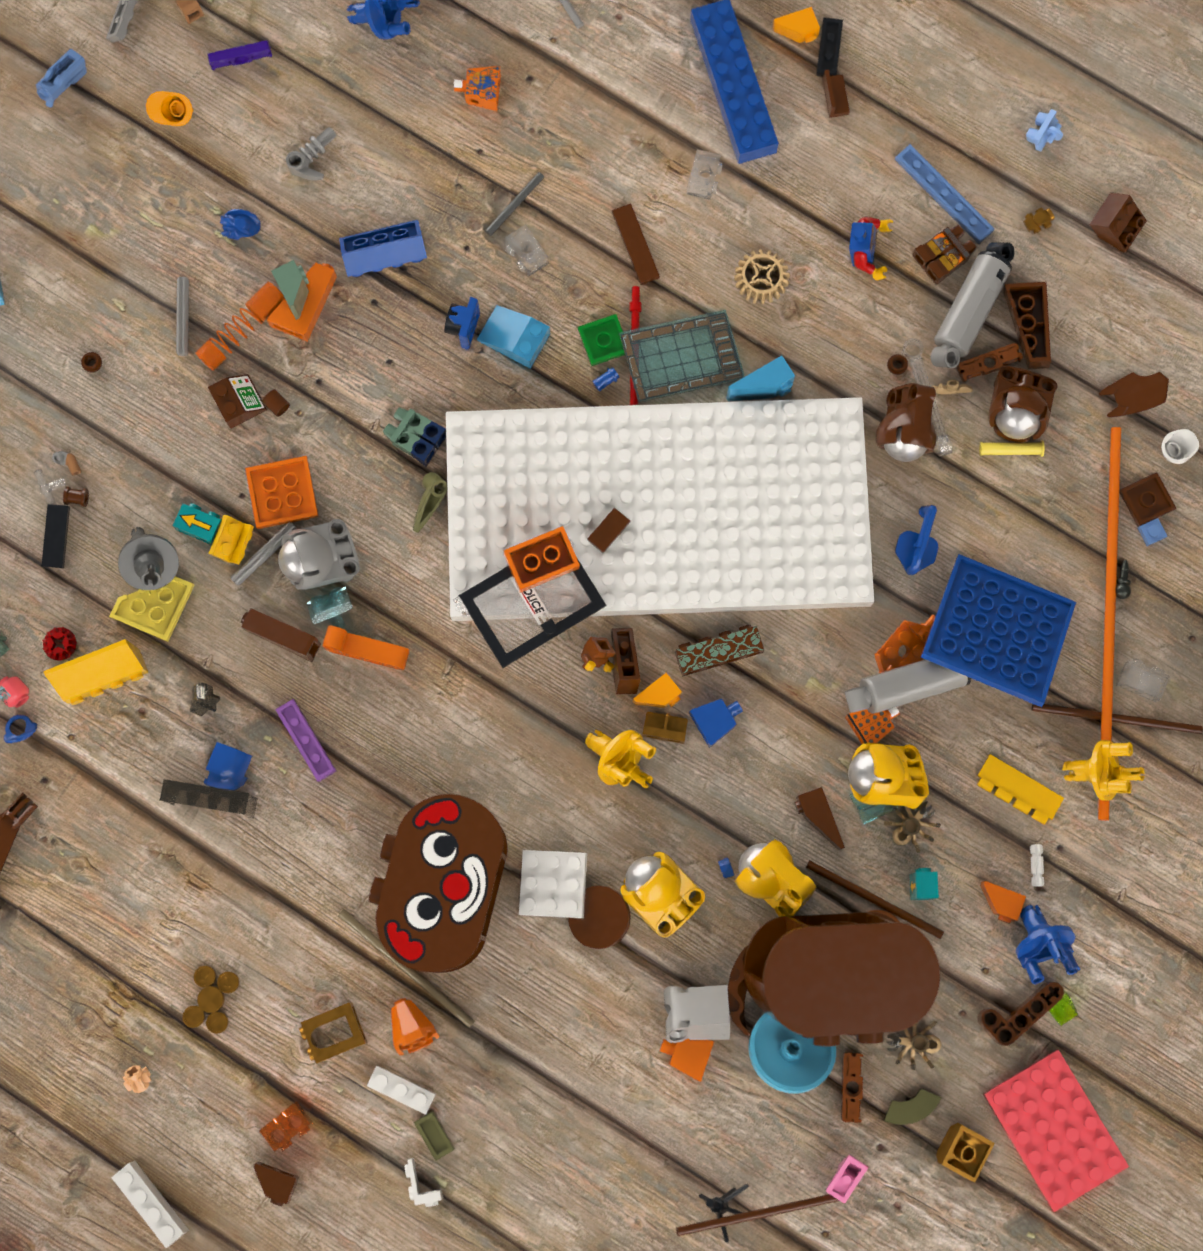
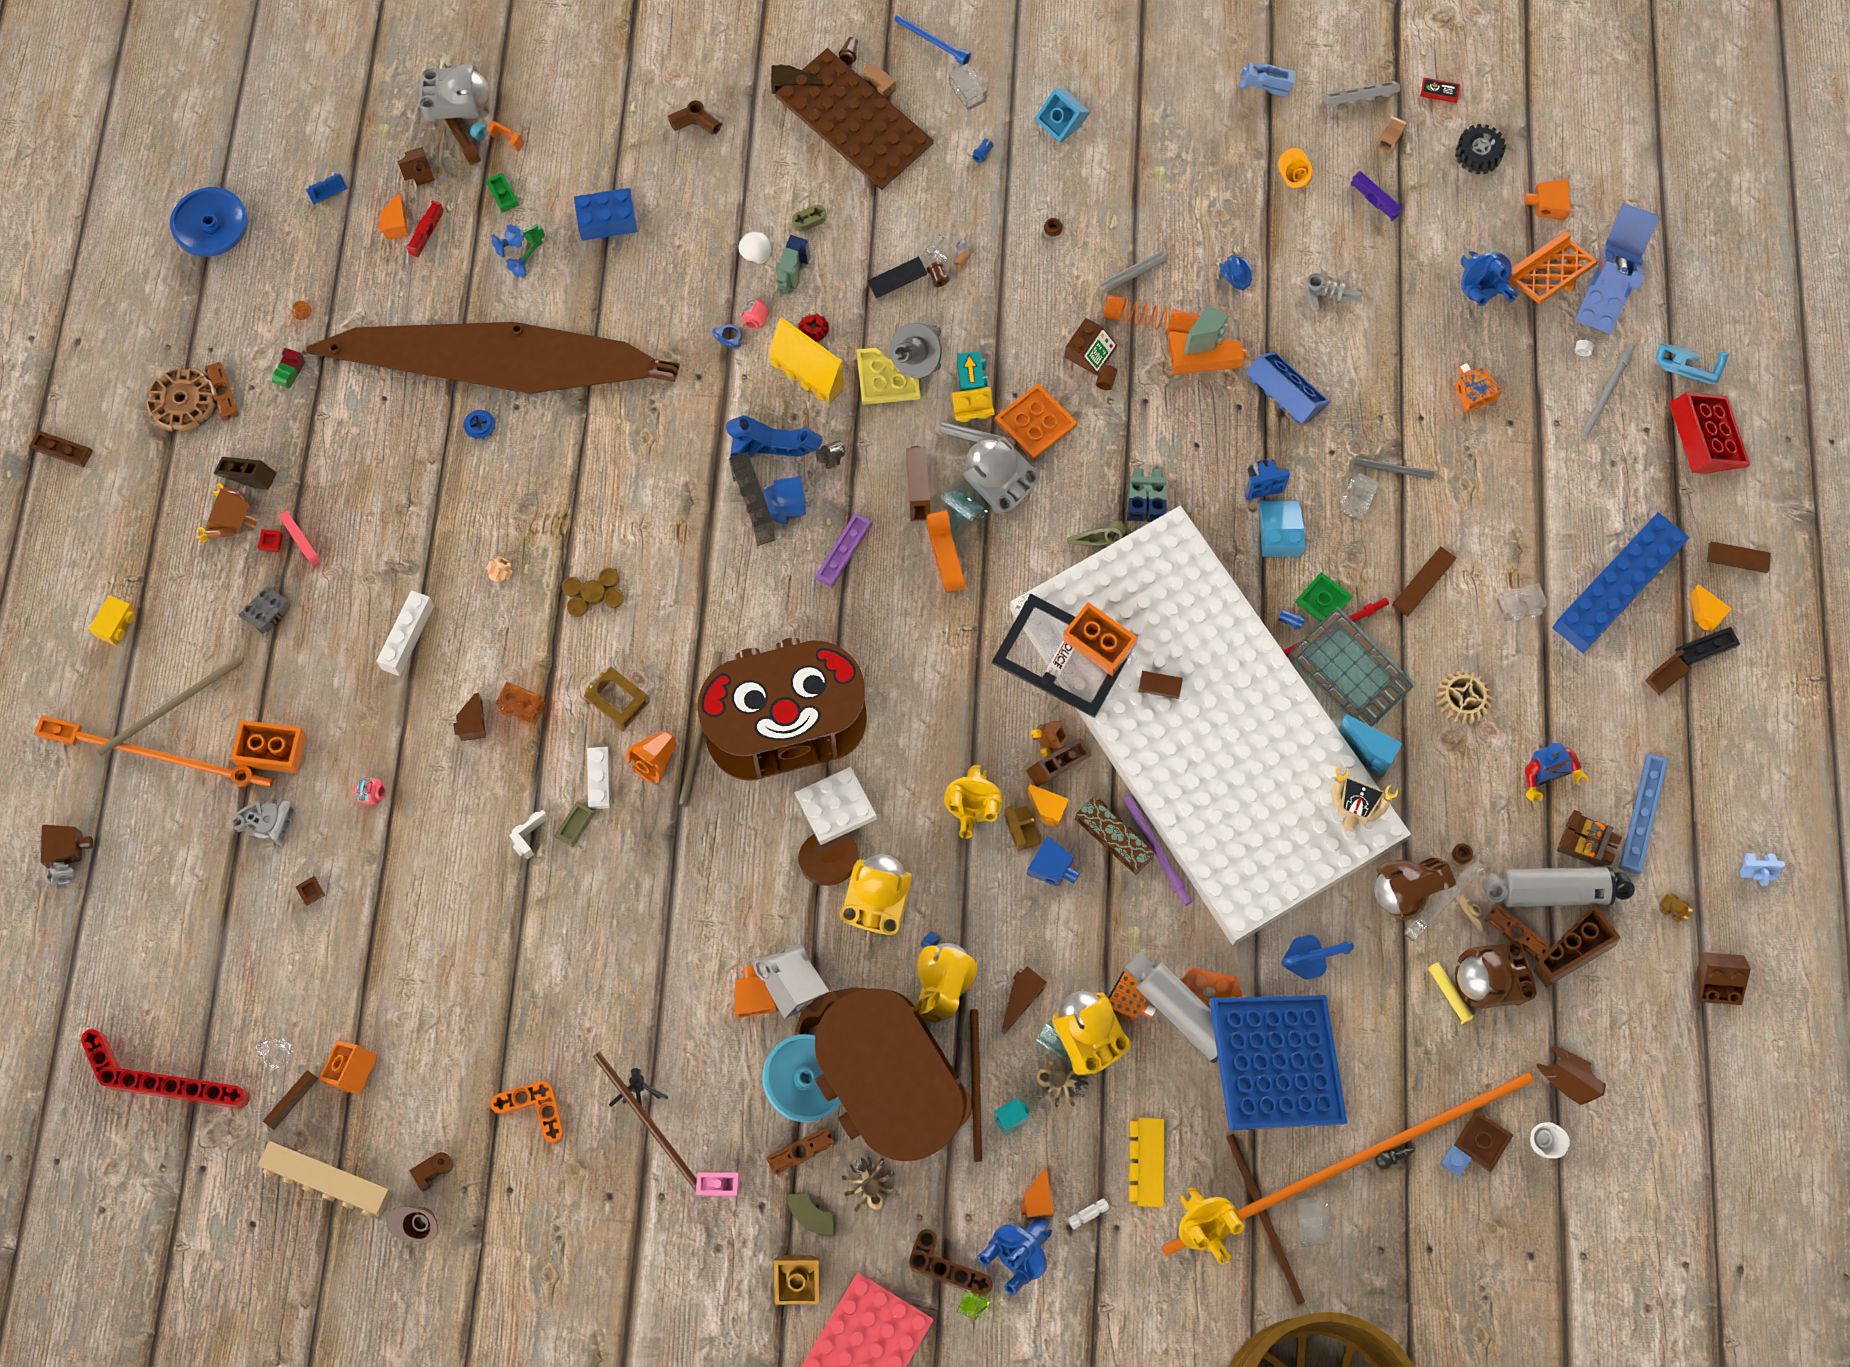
camera: 60 degrees right, 10 degrees down
(142, 764) = (757, 437): none -> blue connector
(792, 621) = (1177, 884): none -> medium lavender bar
(813, 424) = (1358, 801): none -> torso

